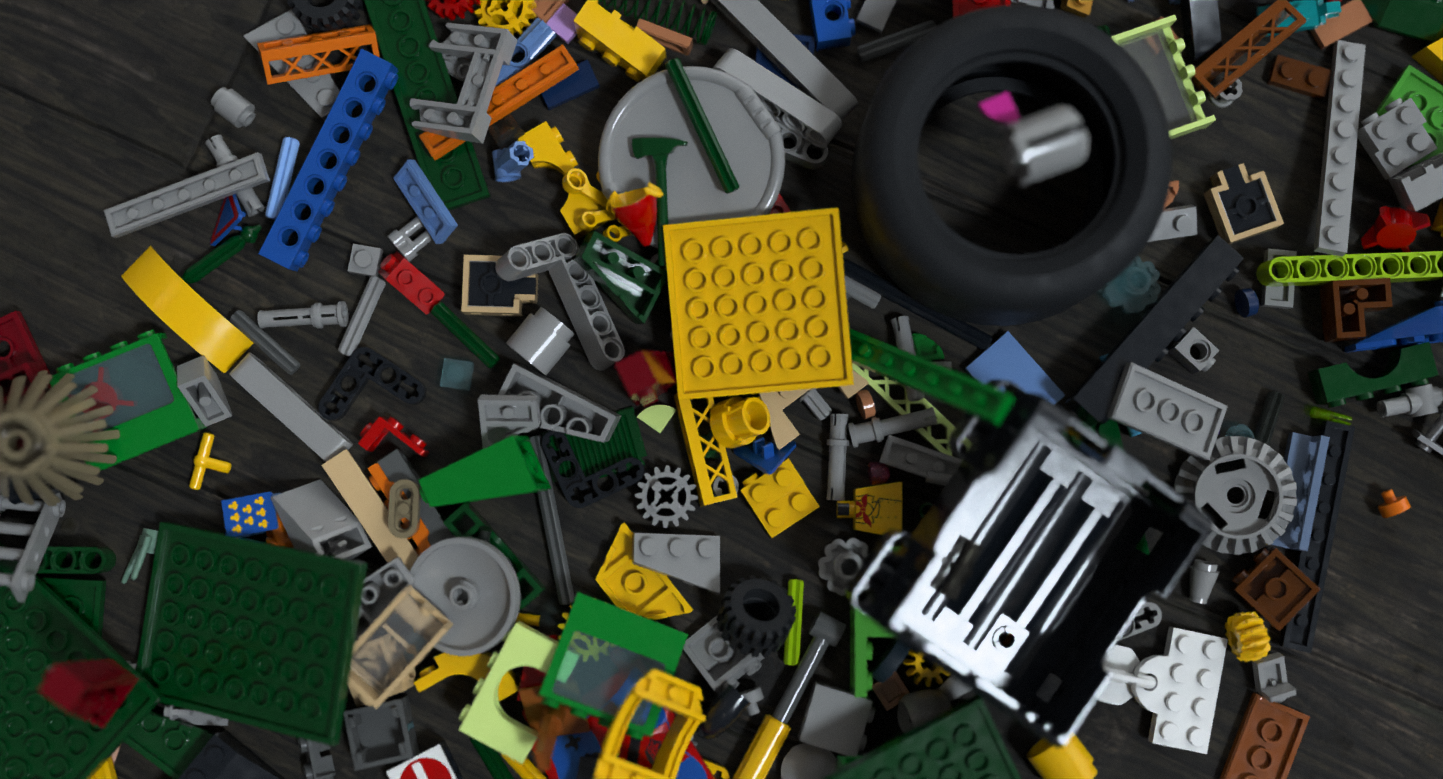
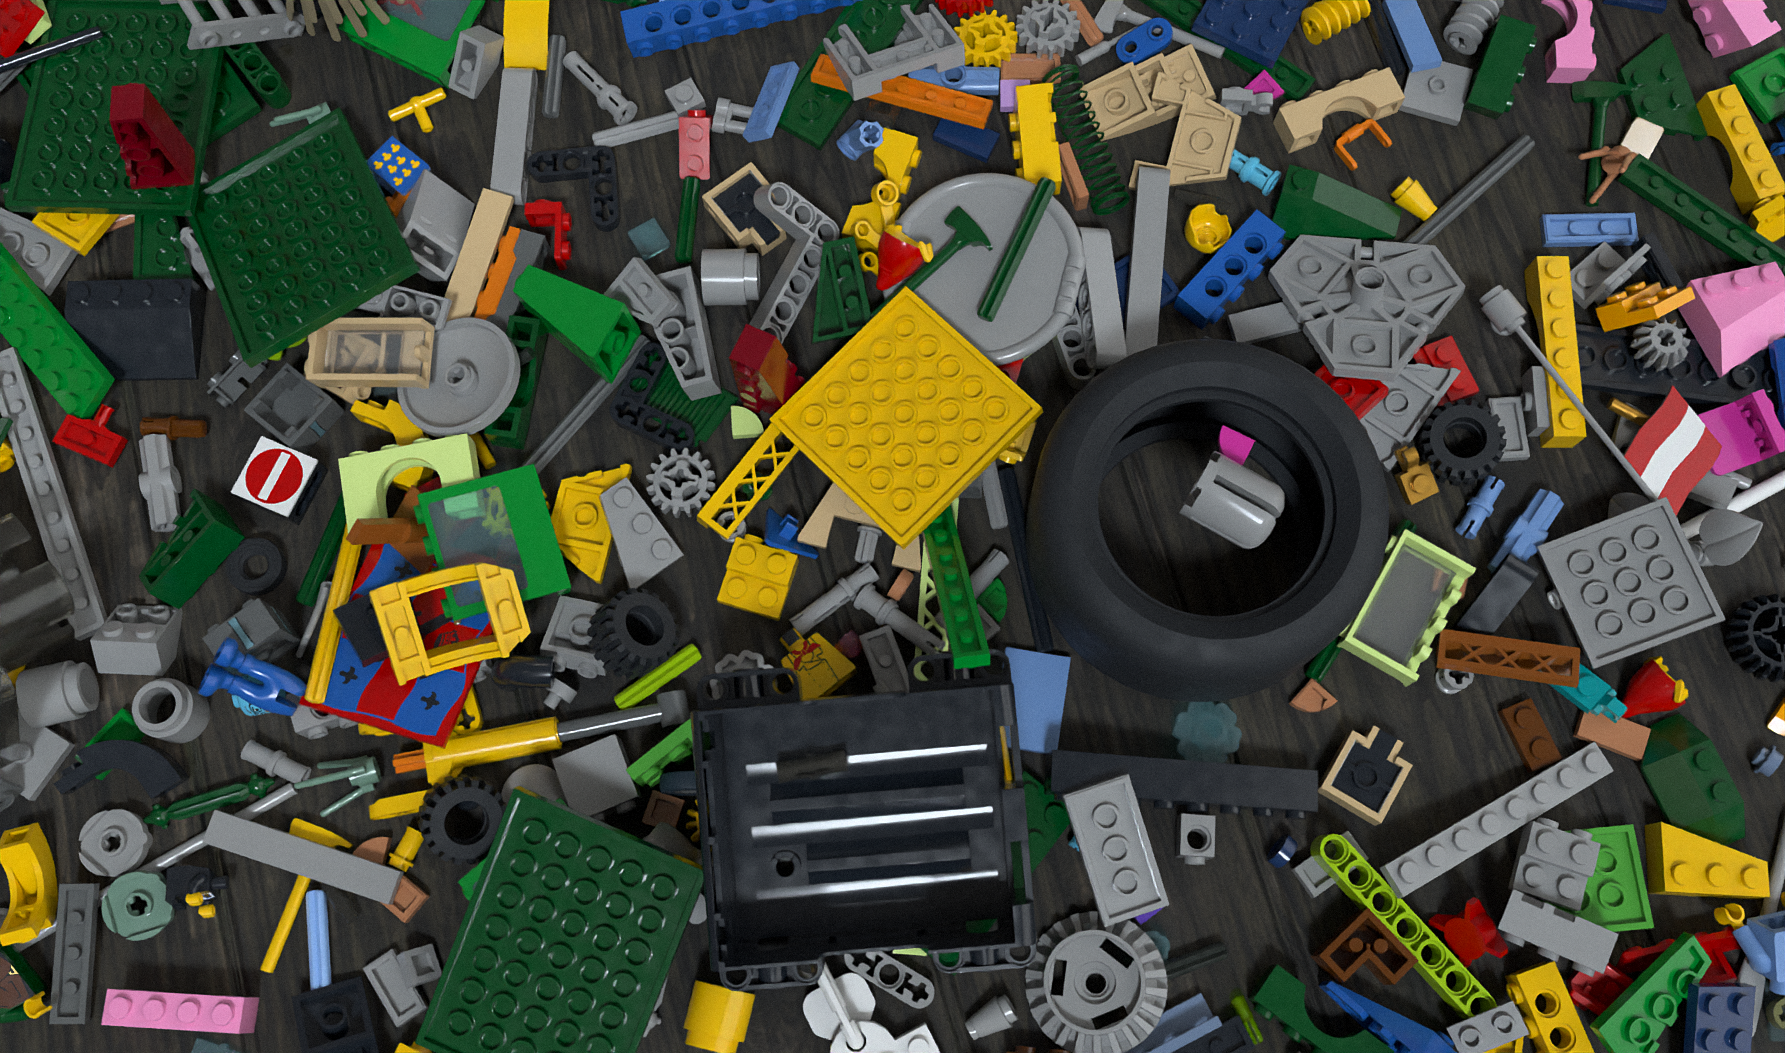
camera: 55 degrees right, 10 degrees down
(401, 508) = (496, 275): dark tan plate -> none
(739, 421) = (793, 486): yellow piece -> none
(1176, 223) = (1289, 721): light grey plate -> none

